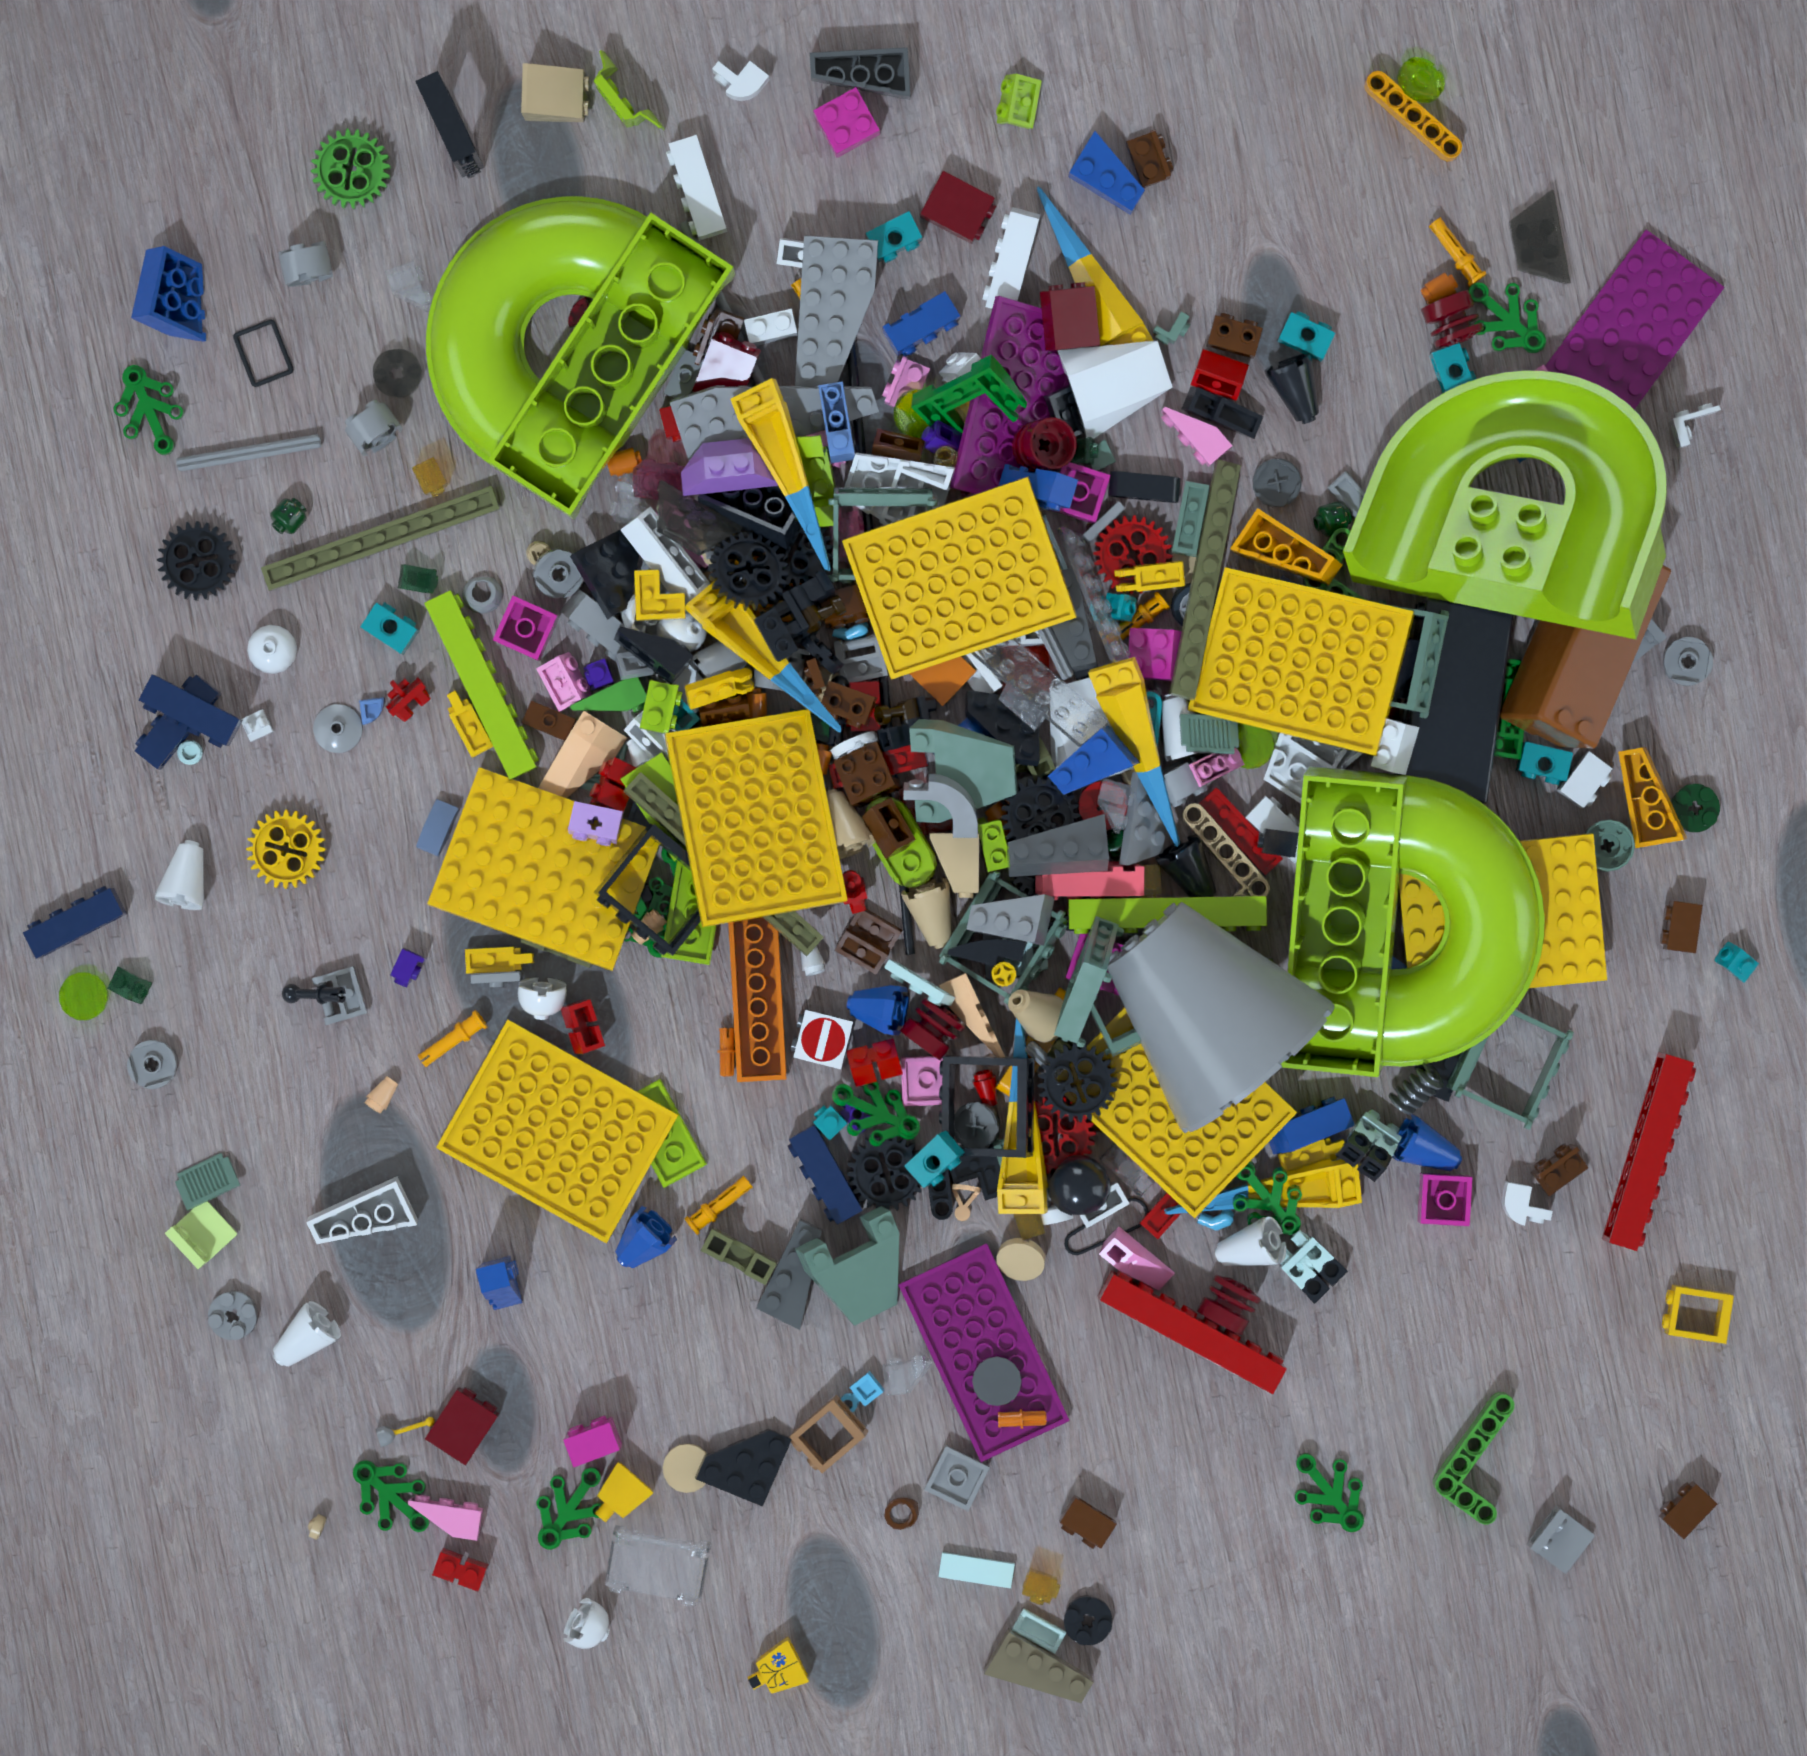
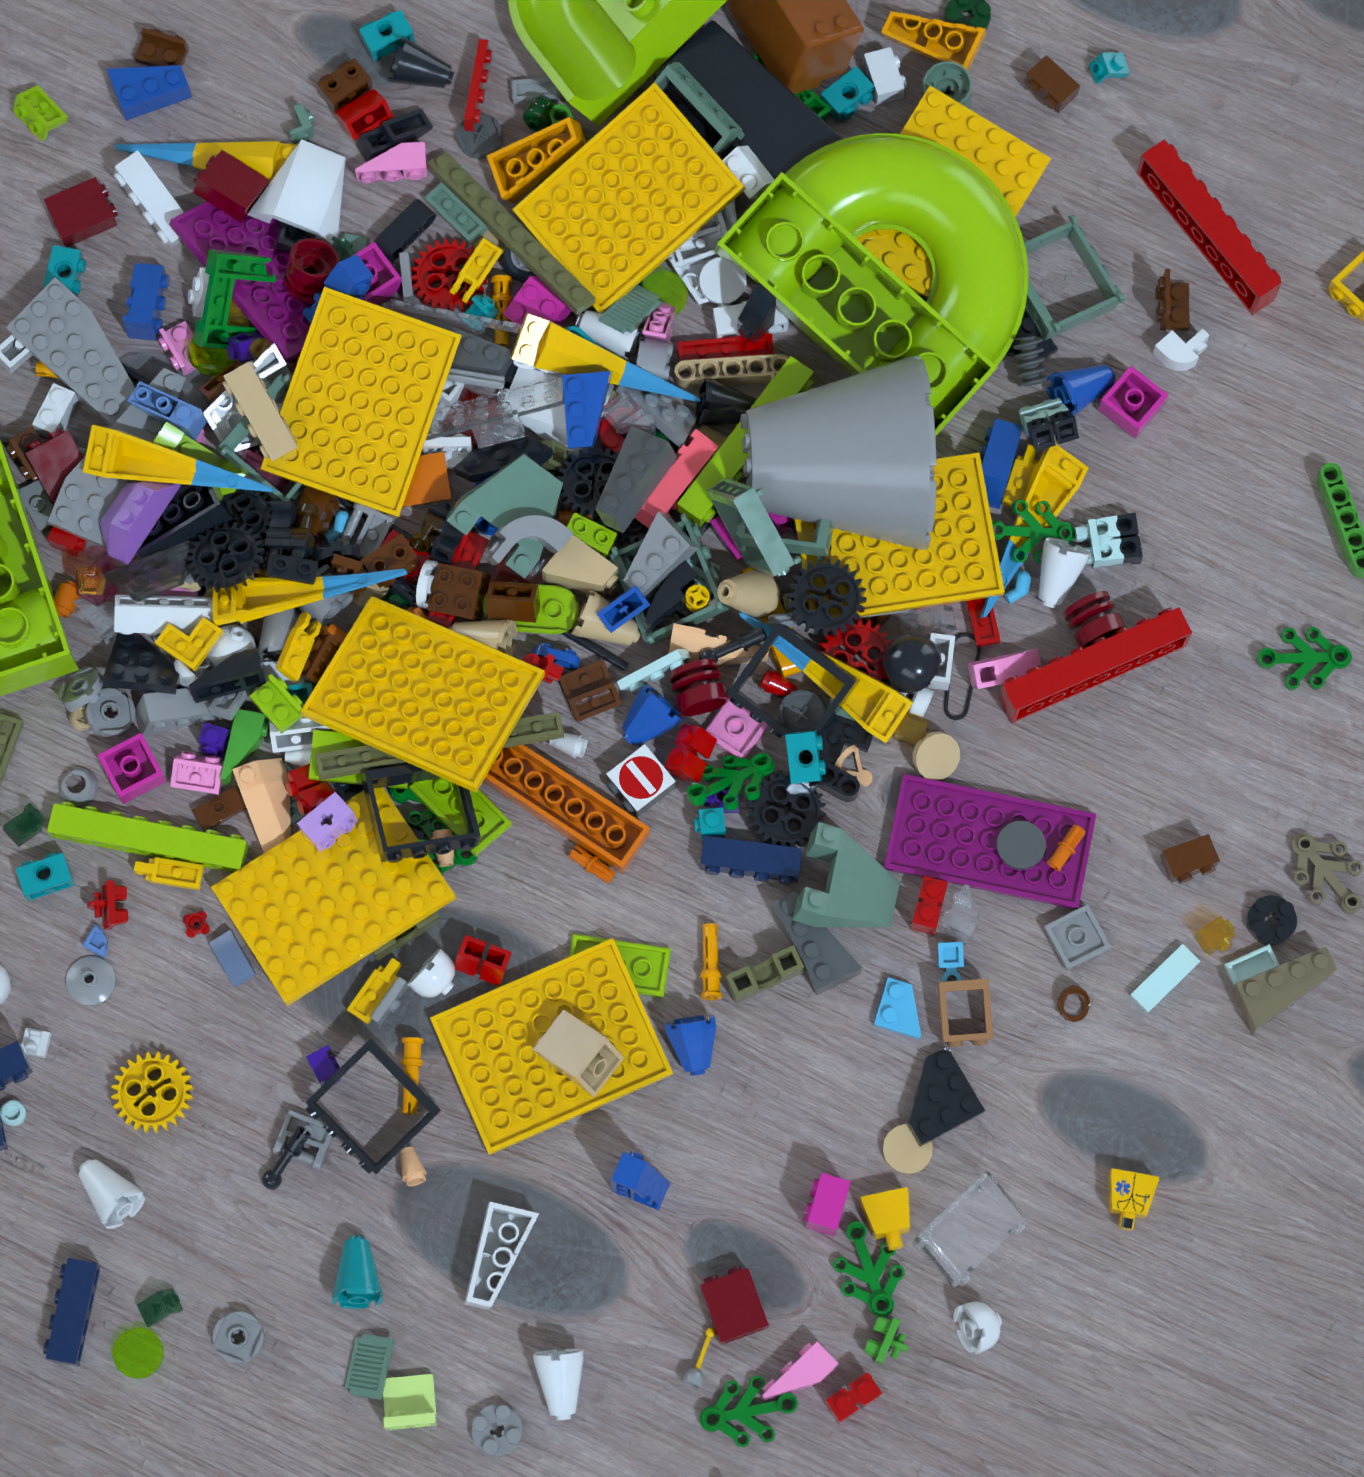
camera: 55 degrees left, 15 degrees down
(266, 1119) = (357, 1276): none -> teal cone
(436, 777) = (202, 928): none -> red plate
(440, 1041) = (334, 1128): none -> black window
(513, 1563) = (888, 1328): none -> bright green hips
(558, 546) = (82, 689): none -> light grey plate
(563, 1159) = (578, 1053): none -> tan slope
(648, 476) = (90, 580): none -> clear orange slope
(793, 1379) = (898, 1009): none -> medium azure wing
(872, 881) = (565, 658): none -> blue plate
(884, 507) = (260, 410): none -> tan wedge
(903, 1340) = (929, 905): none -> red piece
(947, 922) = (623, 608): none -> blue slope
(994, 1040) = (745, 641): none -> black pin
(1161, 1632) = (1325, 869): none -> dark tan plant
(1289, 783) = (722, 281): none -> white tile
(1326, 444) = (476, 93): none -> red plate

